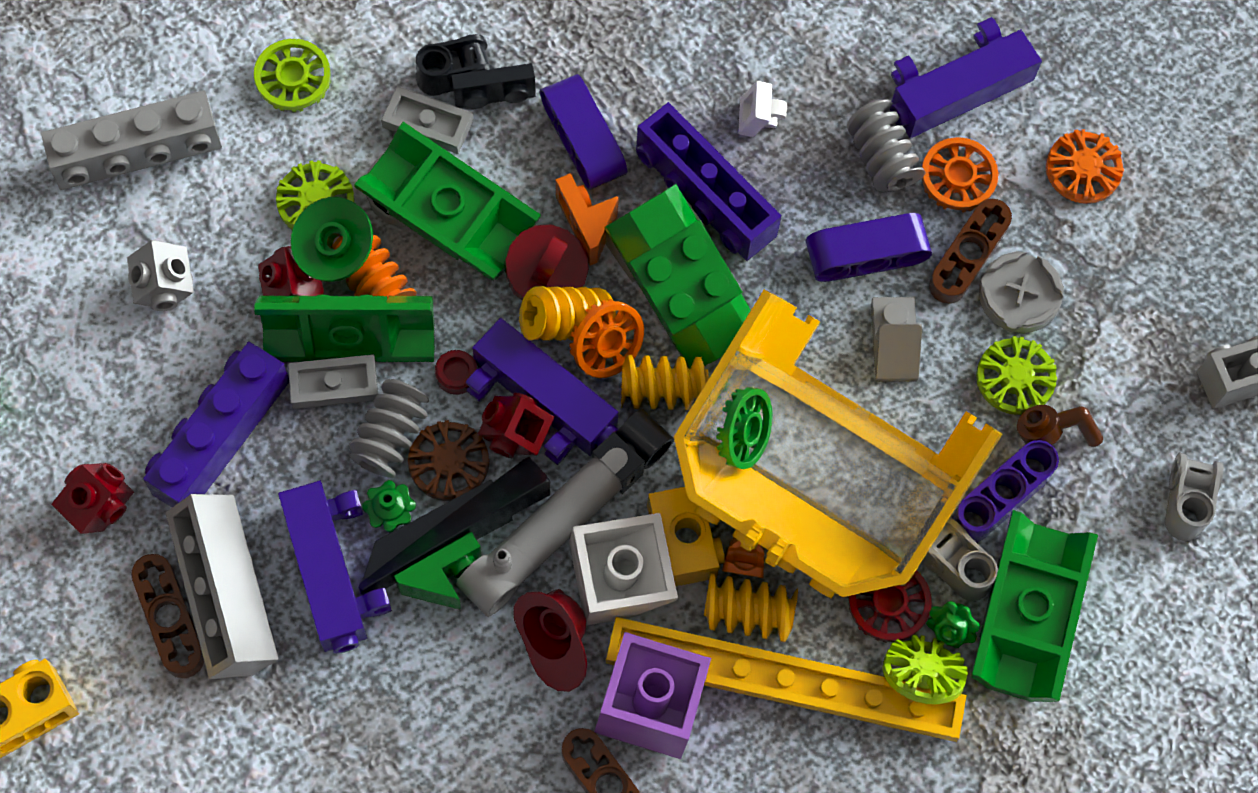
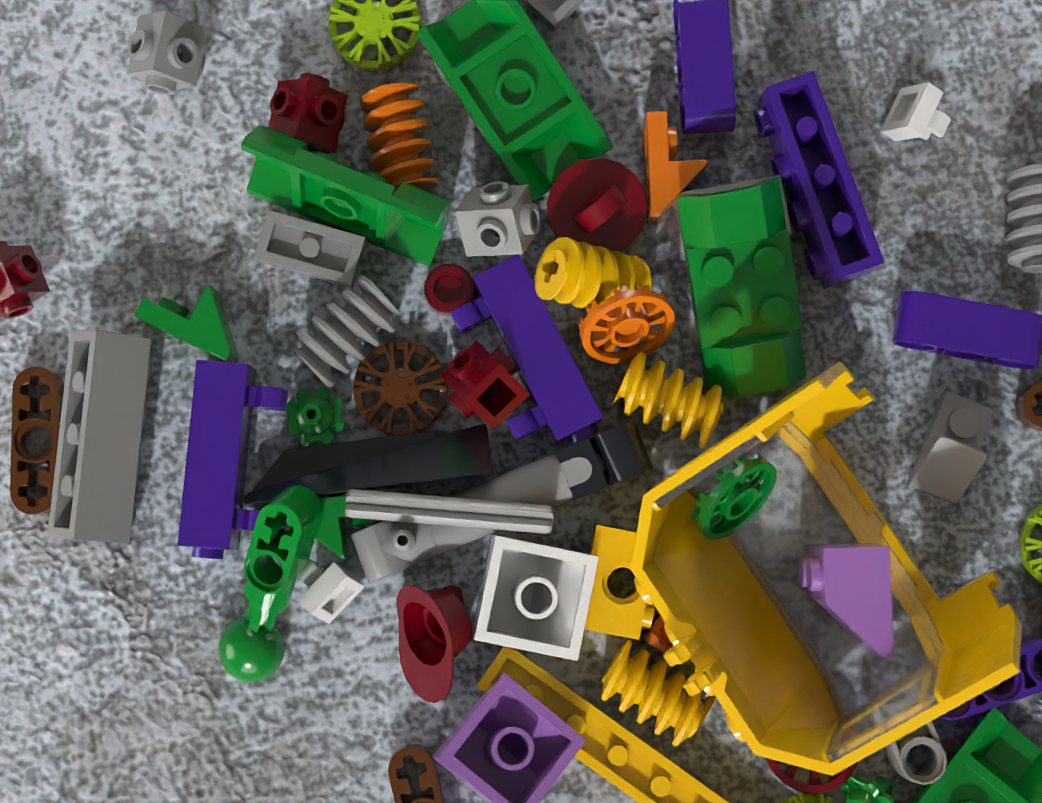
camera: 25 degrees right, 15 degrees up
(218, 426) = (162, 254): dark purple brick -> none
(269, 478) = (205, 329): none -> green slope
(316, 231) = (343, 85): green dish -> none
(411, 704) = (253, 644): none -> green beam
(455, 634) = (328, 590): none -> white tile
(474, 299) = (498, 220): none -> light grey brick
(528, 525) = (449, 511): none -> light grey axle
(864, 459) = (853, 589): none -> medium lavender slope

